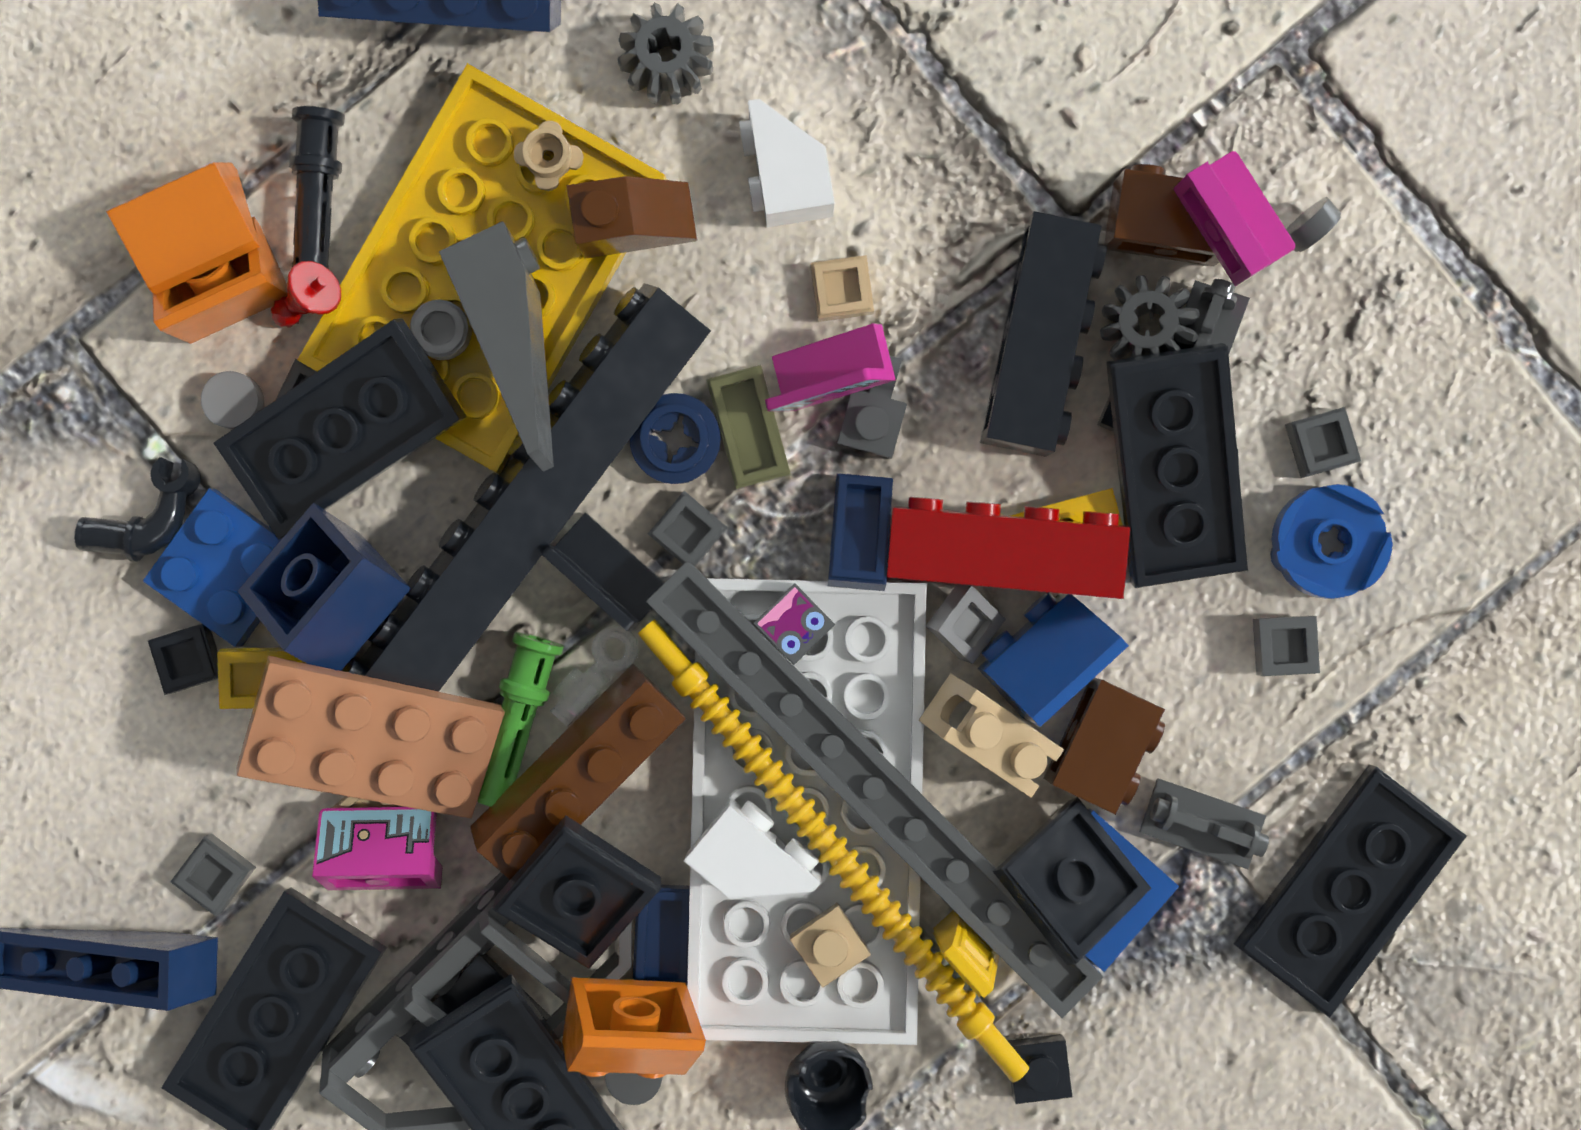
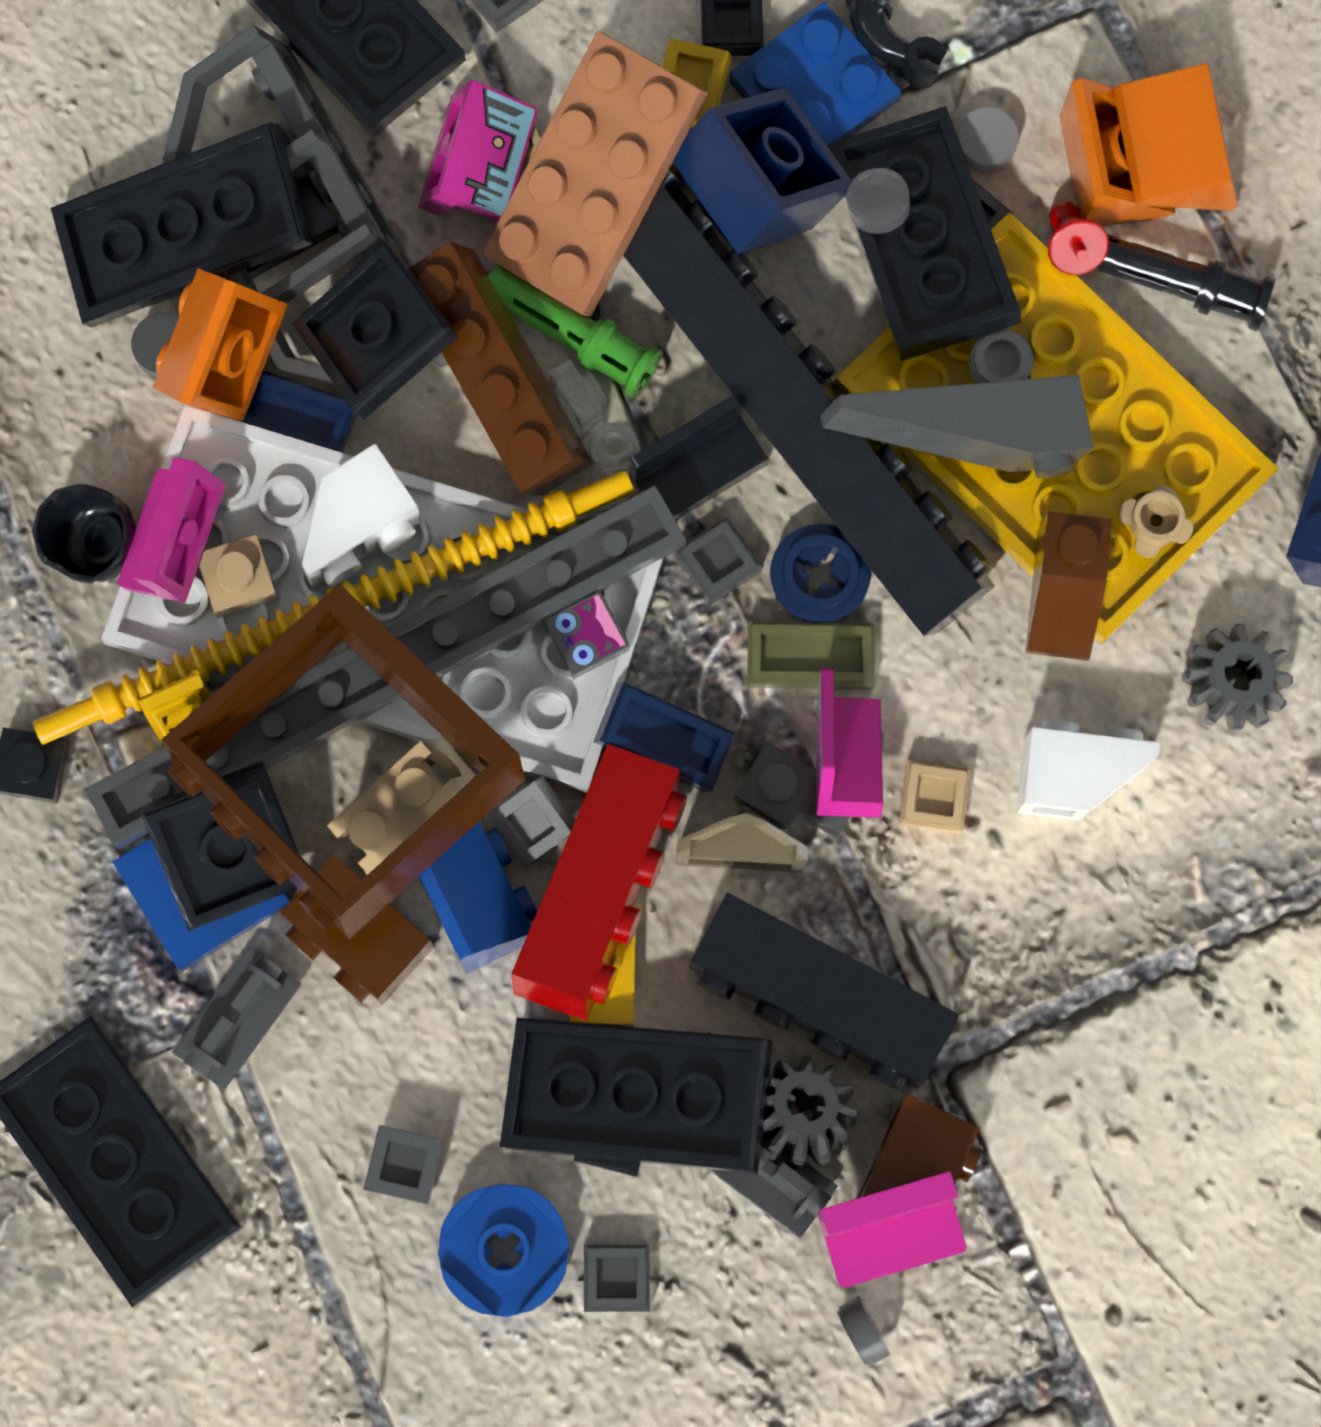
camera: 100 degrees right, 10 degrees down
(322, 477) = (878, 200): none -> clear tile
(811, 1014) = (172, 531): none -> dark pink panel
(934, 439) = (742, 843): none -> dark tan slope
(1064, 877) = (269, 675): none -> reddish brown window

